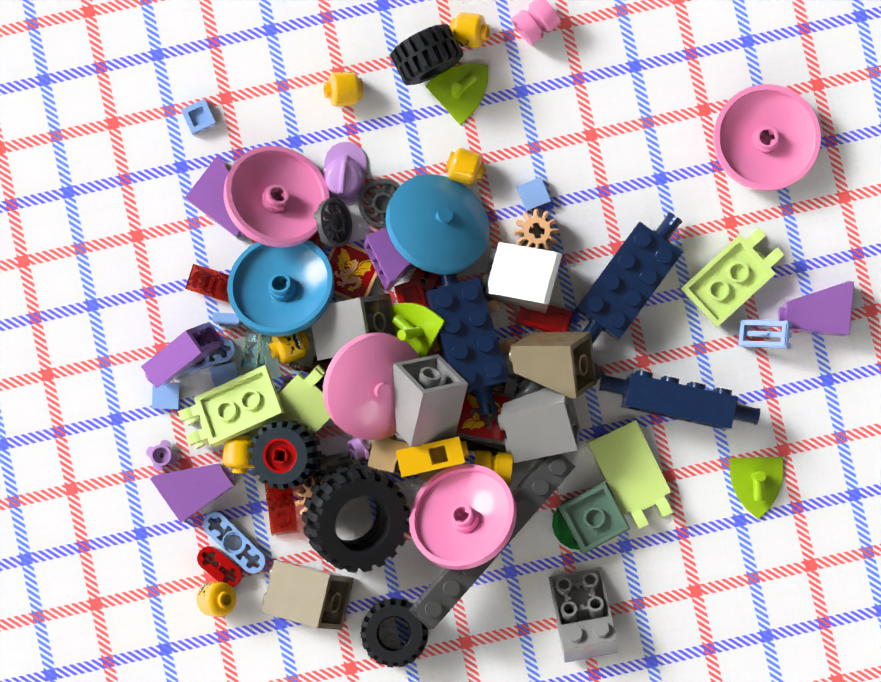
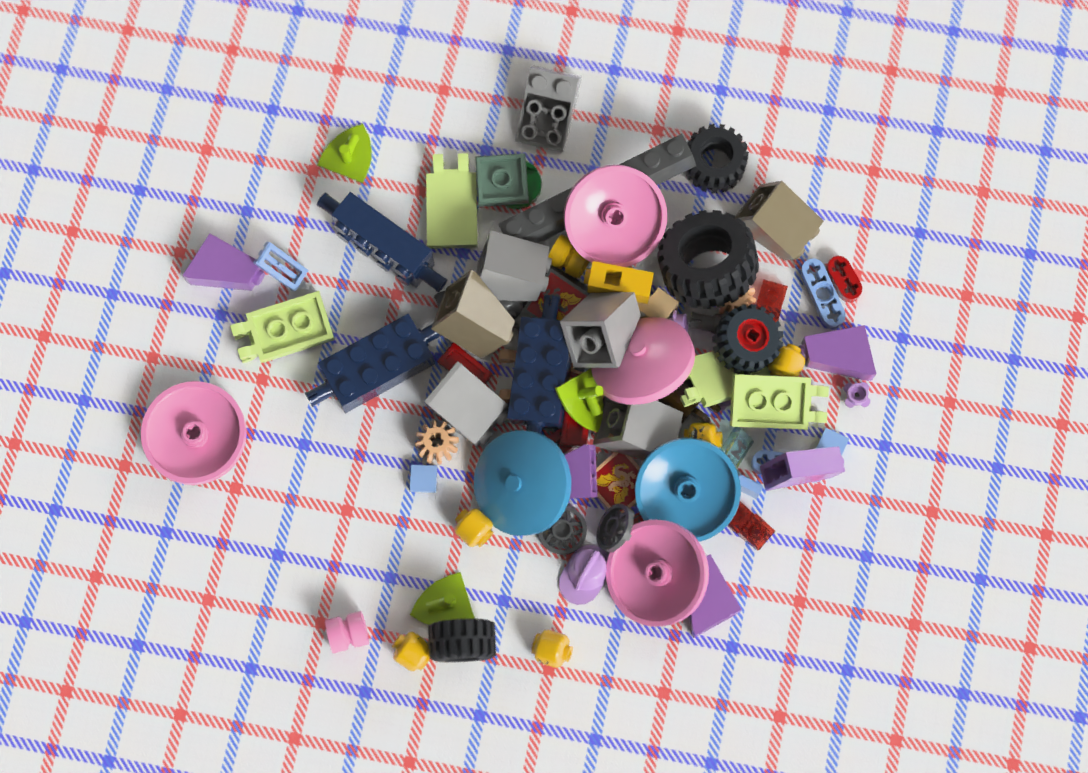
camera: 160 degrees left, 10 degrees down
(198, 117) = (697, 684): light blue tile -> none
(216, 599) = (858, 250): yellow head -> none
(224, 373) = (771, 439): light blue tile -> none

